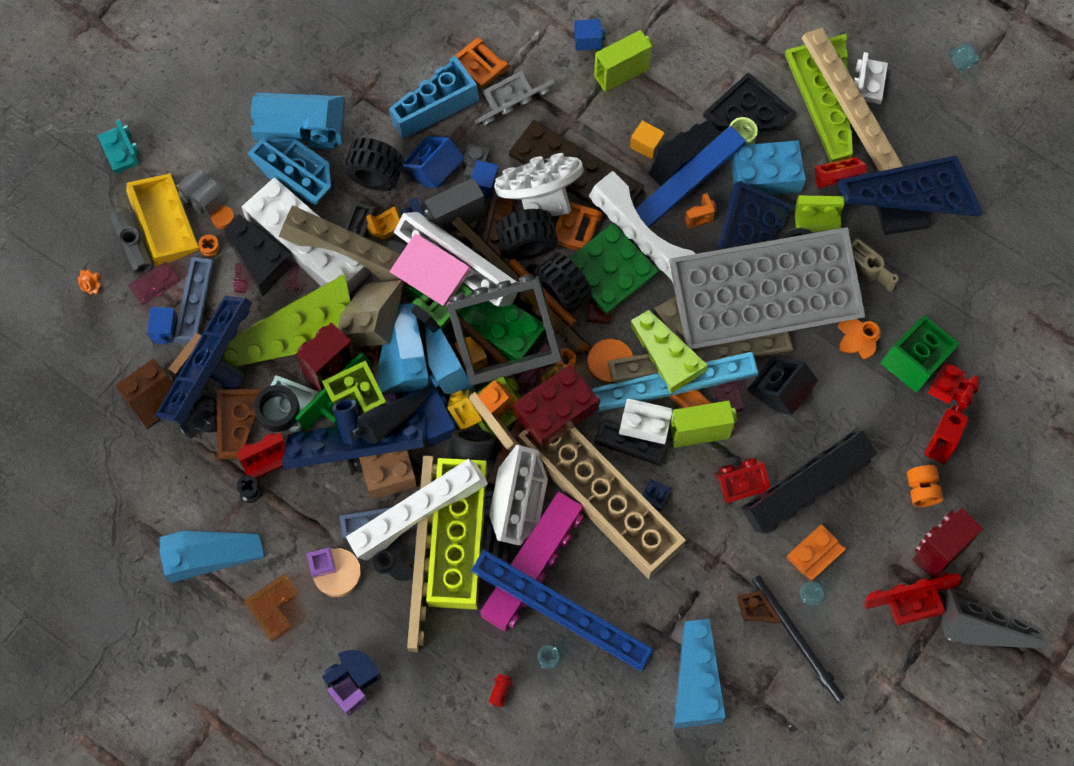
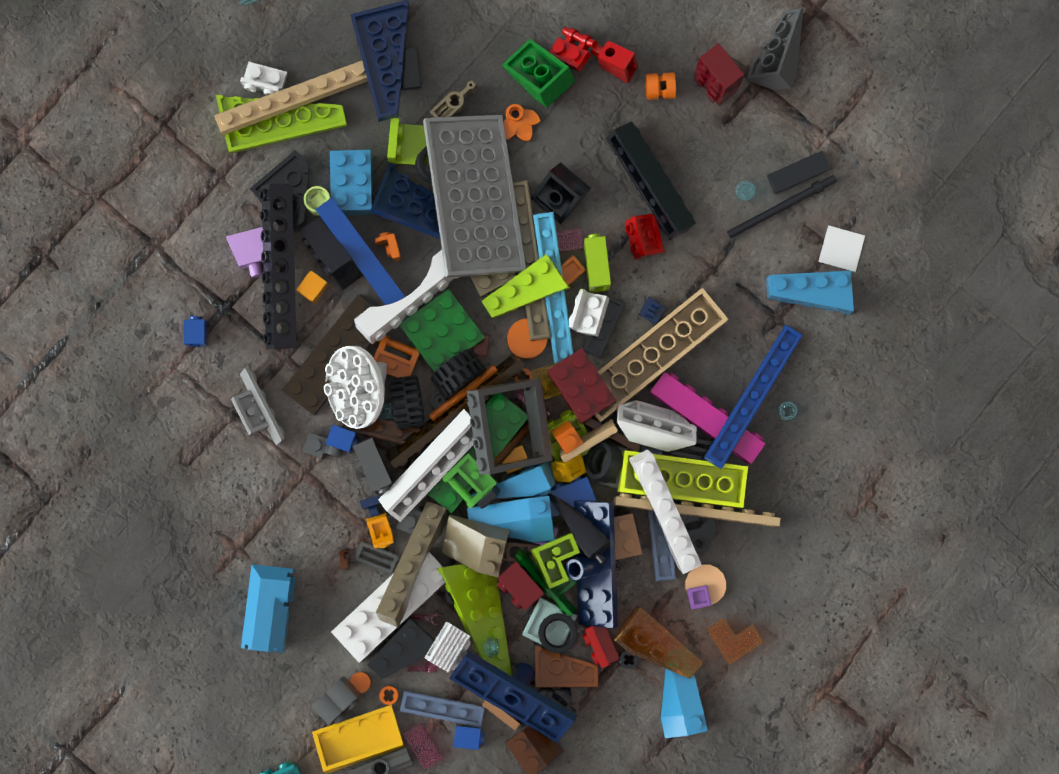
camera: 85 degrees left, 15 degrees up
(257, 289) = (448, 647): none -> white brick
(258, 335) = (491, 647): none -> clear light blue plate
(268, 511) = (652, 642): none -> clear orange wedge
(294, 167) = (320, 612): dark azure wedge -> none
(347, 696) = (813, 578): medium lavender panel -> none
(353, 191) = (344, 559): none -> reddish brown tile
(353, 664) = (789, 569): dark blue brick -> none
(373, 164) = (324, 538): black tyre -> none
(430, 270) = (445, 489): bright pink tile -> none
(433, 161) = (319, 486): blue slope -> none
(435, 99) = (255, 478): dark azure wedge -> none
(477, 68) = (219, 442): orange plate -> none
(500, 690) = (814, 451): red pin -> none
(623, 60) = (231, 301): lime brick -> none
(682, 78) = (247, 250): none -> lavender torso
(744, 95) = (285, 258): none -> black brick
(754, 715) = (841, 248): none -> white sticker
(757, 608) = (755, 236): reddish brown piece -> none
(816, 553) = (710, 183): orange plate -> none
(833, 172) = (360, 118): red bracket -> none
(842, 656) = (798, 172): none -> black tile
(915, 600) = (759, 107): red bracket -> none

